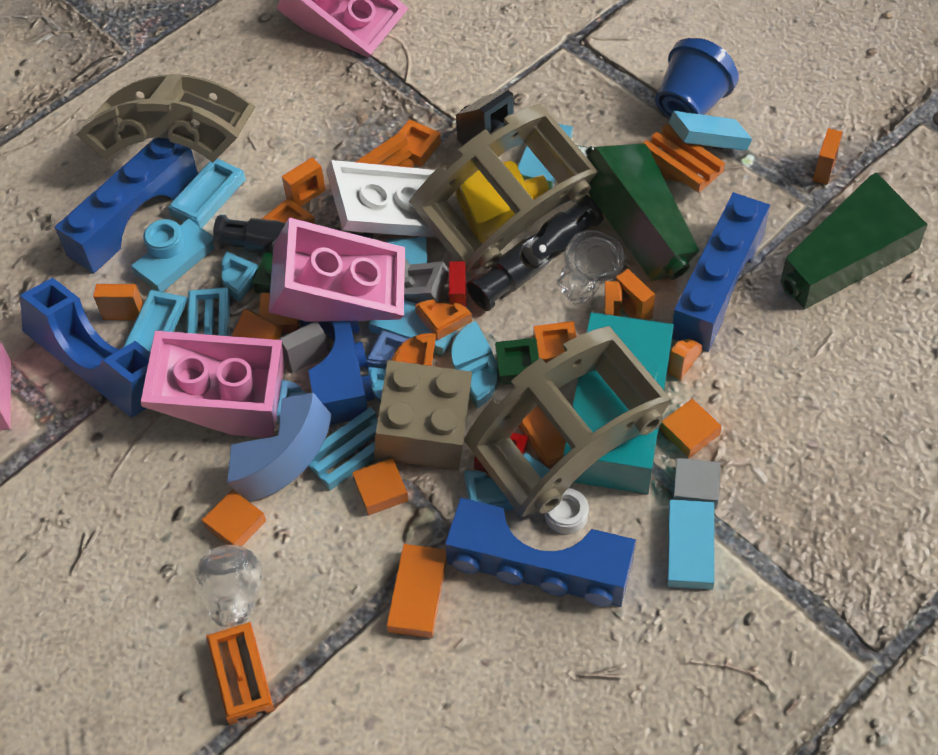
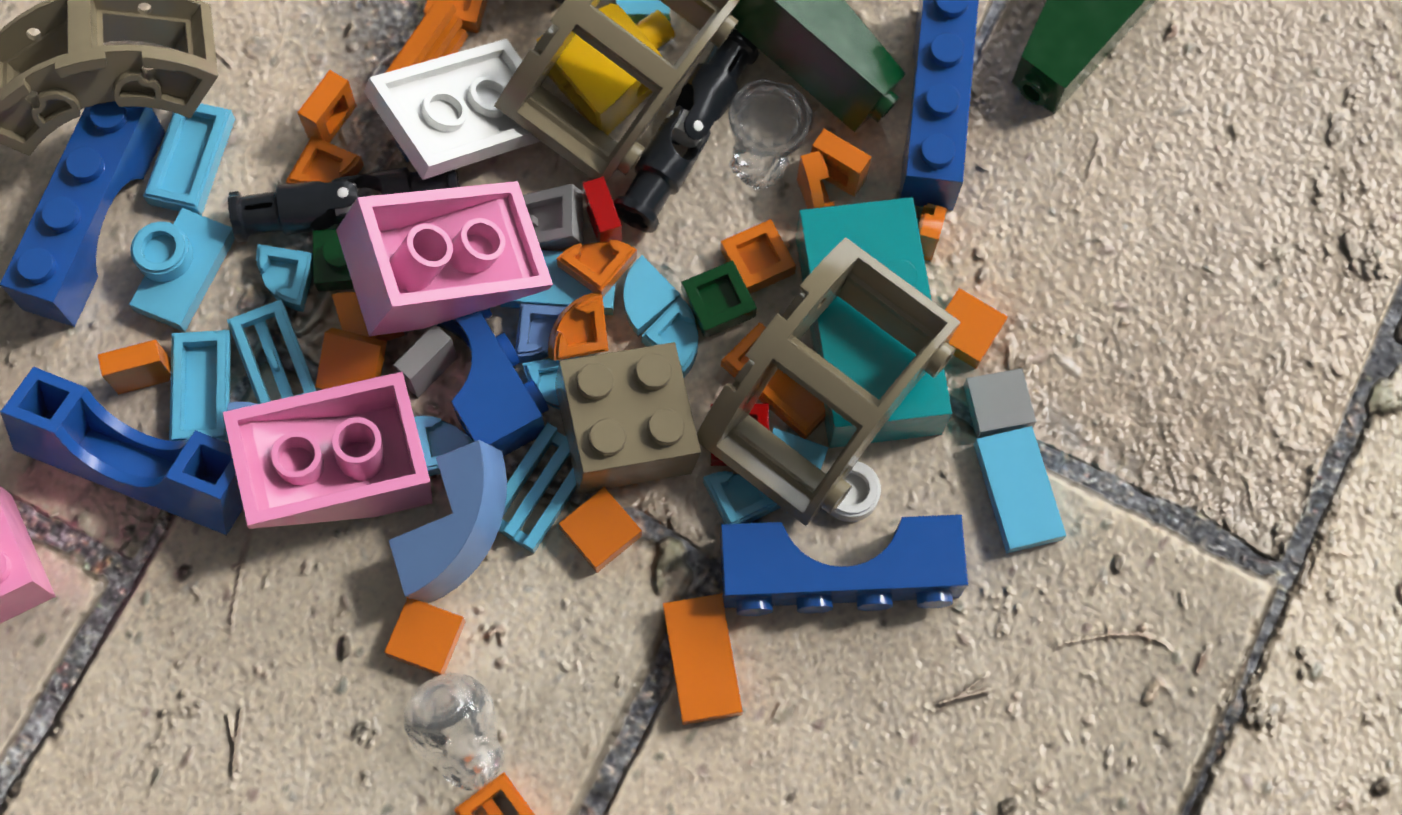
camera: 25 degrees left, 15 degrees up
(414, 248) = (513, 167): medium azure tile -> none

